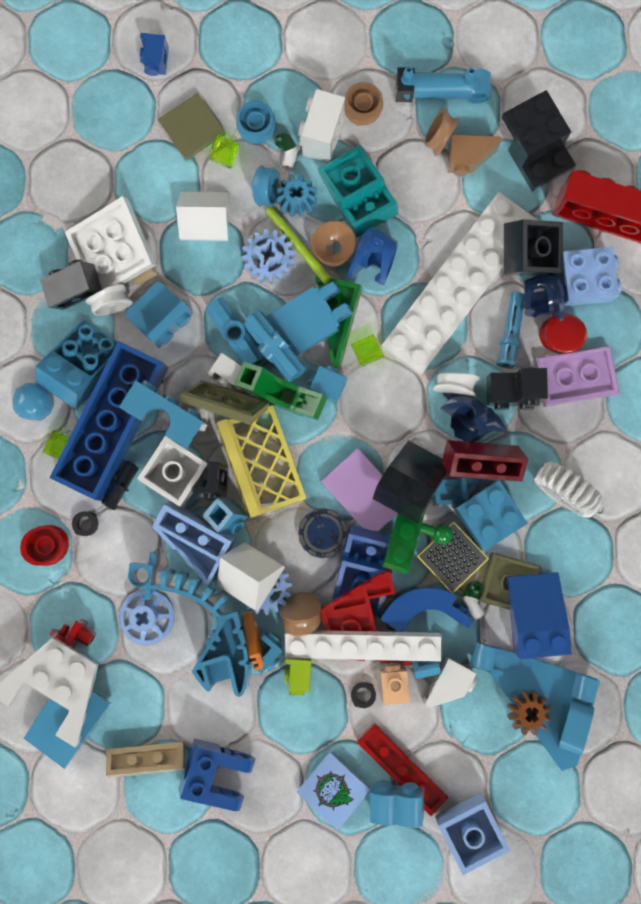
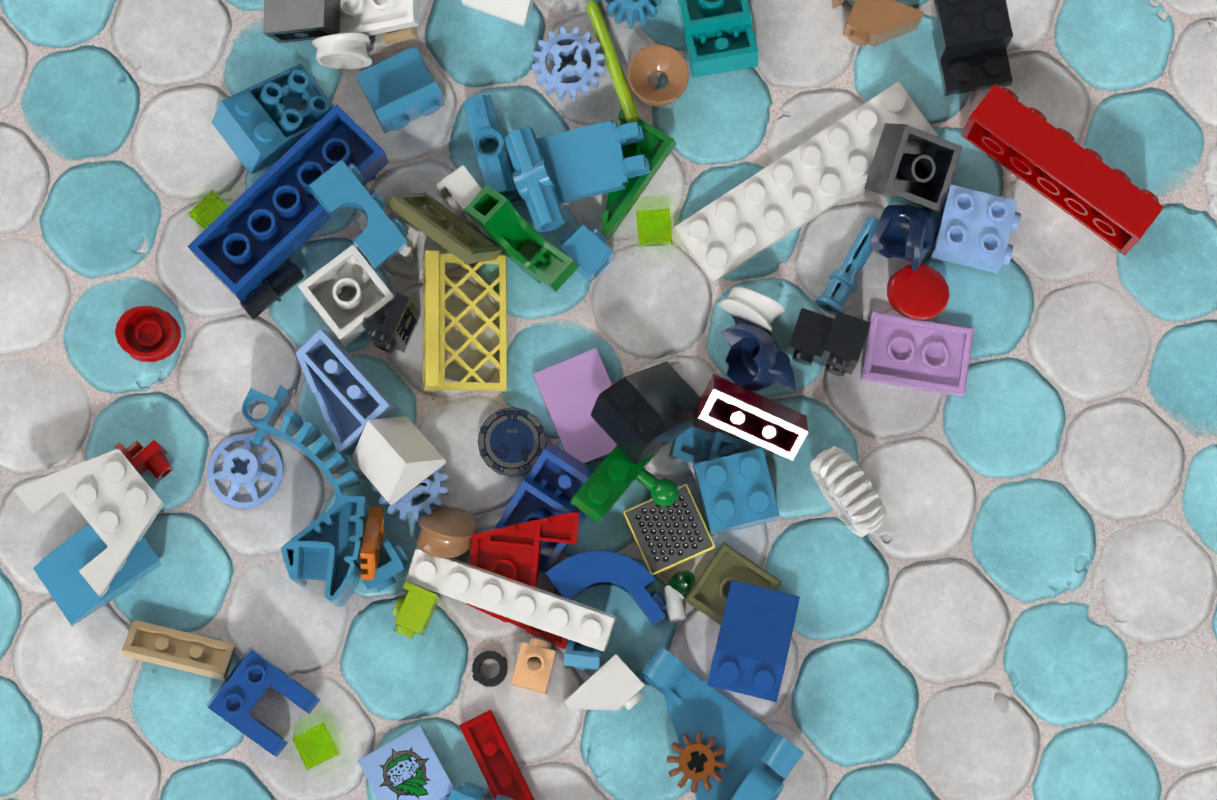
camera: 15 degrees right, 5 degrees down
(32, 402) = (198, 146): dark azure hair -> none
(94, 526) = (205, 312): black piece -> none
(225, 516) = (393, 374): dark azure brick -> none
(263, 791) = (315, 746): none -> clear neon green tile
(374, 249) = (707, 100): blue helmet -> none

